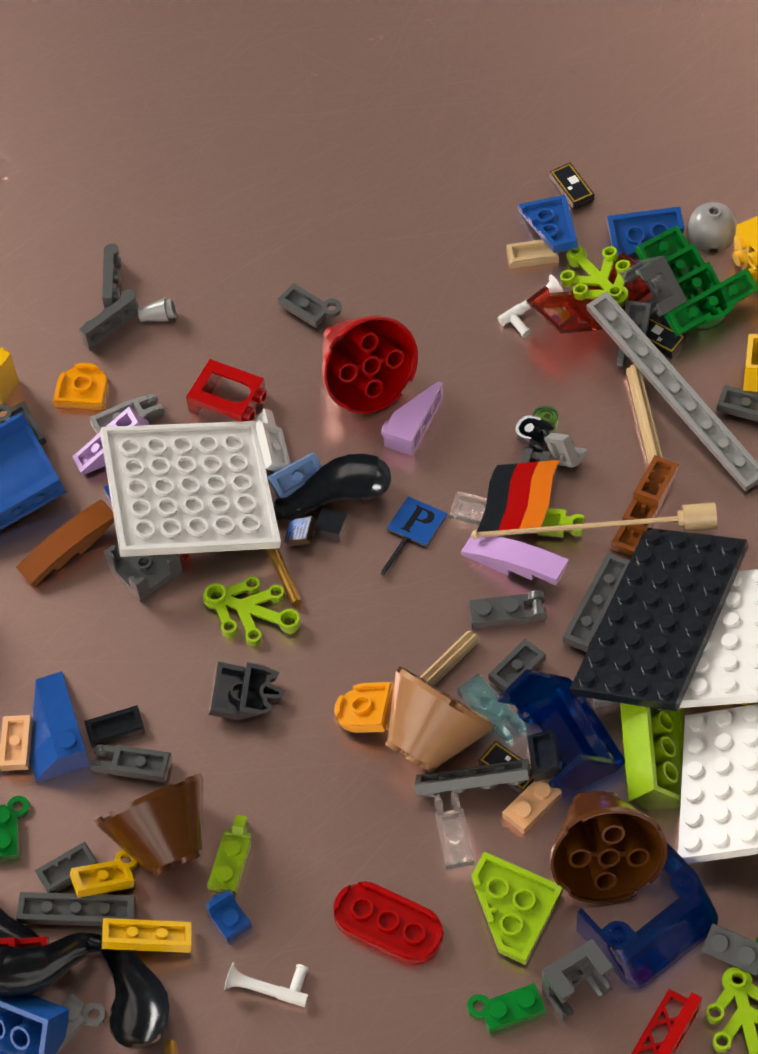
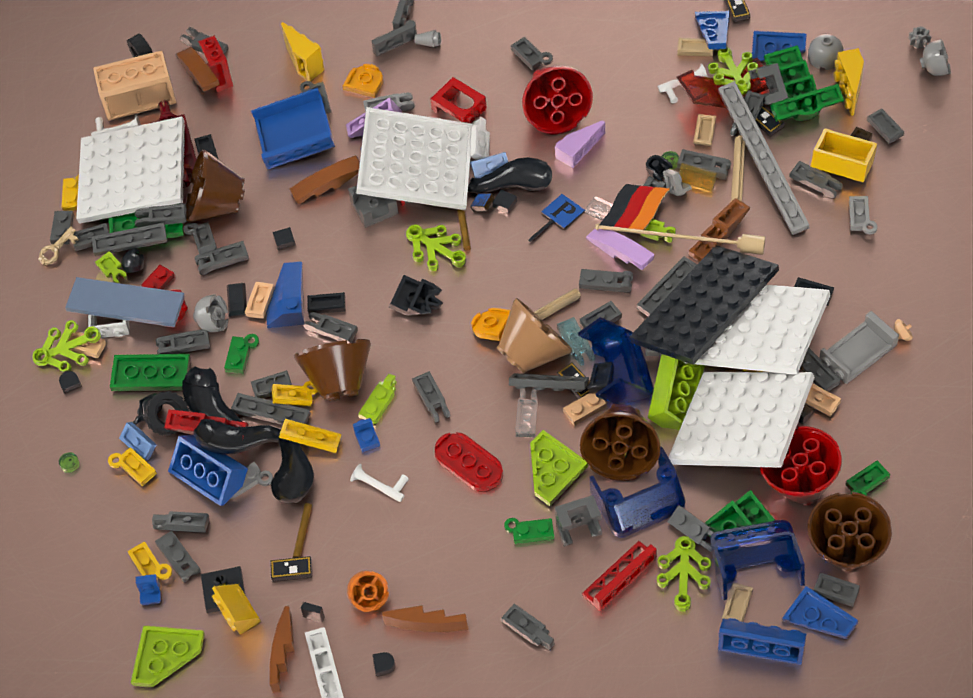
camera: 15 degrees right, 0 degrees up
(26, 642) = (284, 238): none -> black tile
(306, 833) = (430, 395): none -> dark grey hinge
(580, 366) = (704, 130): none -> tan tile
(592, 434) = (697, 176): none -> clear yellow plate
(595, 414) = (706, 162): none -> dark grey plate

